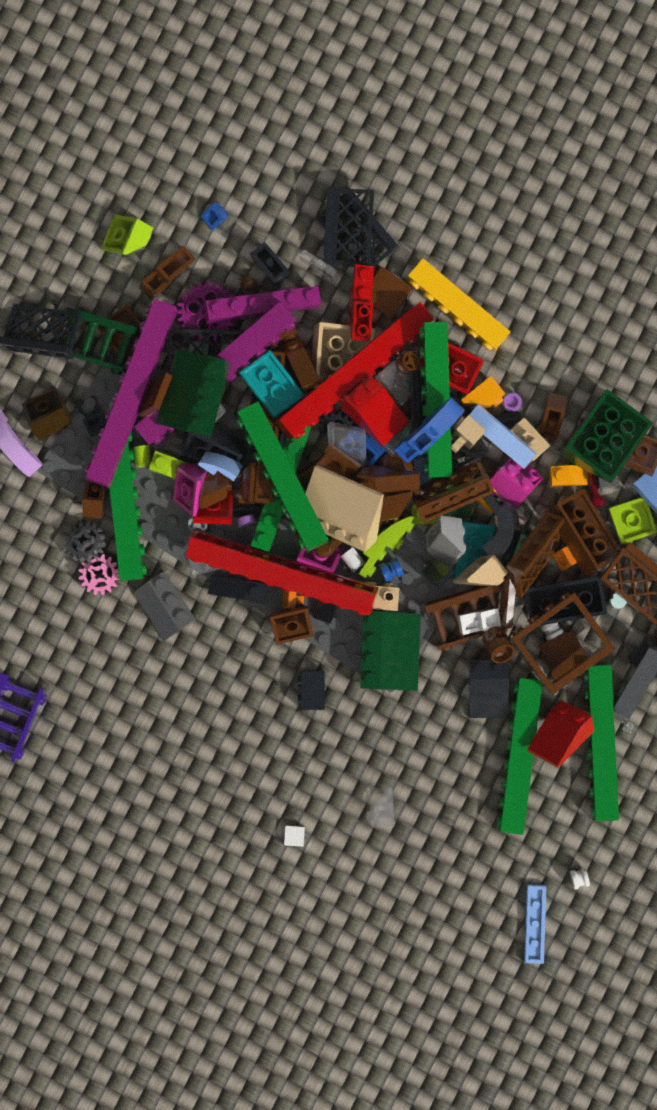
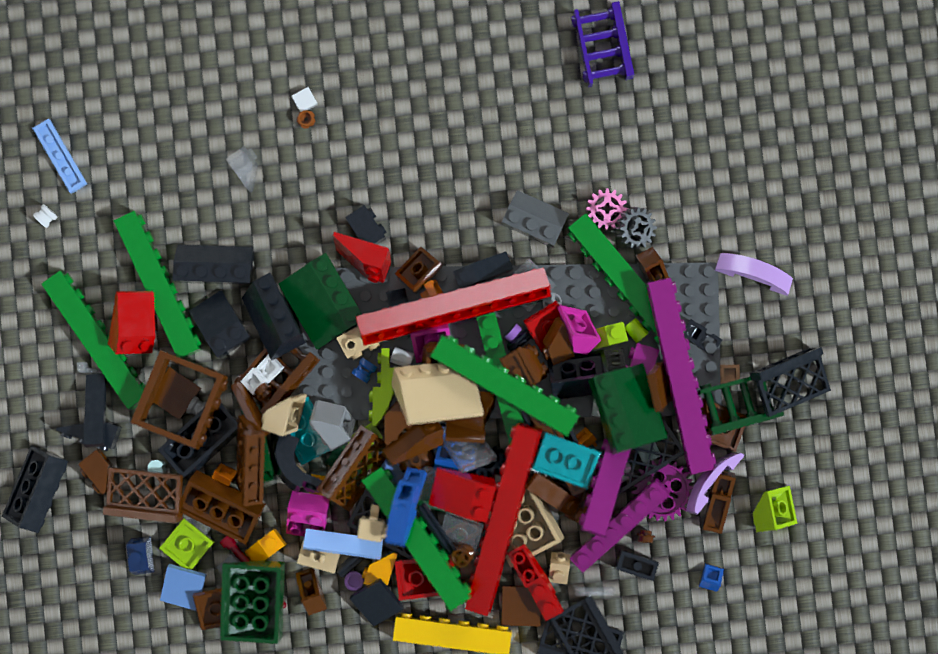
camera: 155 degrees right, 0 degrees up
(47, 413) = (740, 314): dark brown slope -> none
(88, 371) = (729, 373): none -> medium nougat tile
(184, 285) = (697, 498): none -> lavender slope
(215, 462) = (570, 363): light blue slope -> none
(243, 394) = (586, 438): none -> orange tile
(303, 813) = (306, 114): none -> dark orange plate
(329, 663) = (368, 258): none -> red slope
(334, 303) = (559, 567): none -> tan bracket
(435, 572) = (323, 390): black slope -> none
(440, 664) = (272, 317): none -> black slope
(461, 743) = (213, 264): none -> black slope
(487, 605) = (264, 391): none -> reddish brown plate
(498, 645) = (233, 364): reddish brown wheel -> none
(503, 371) = (376, 602): none -> black tile

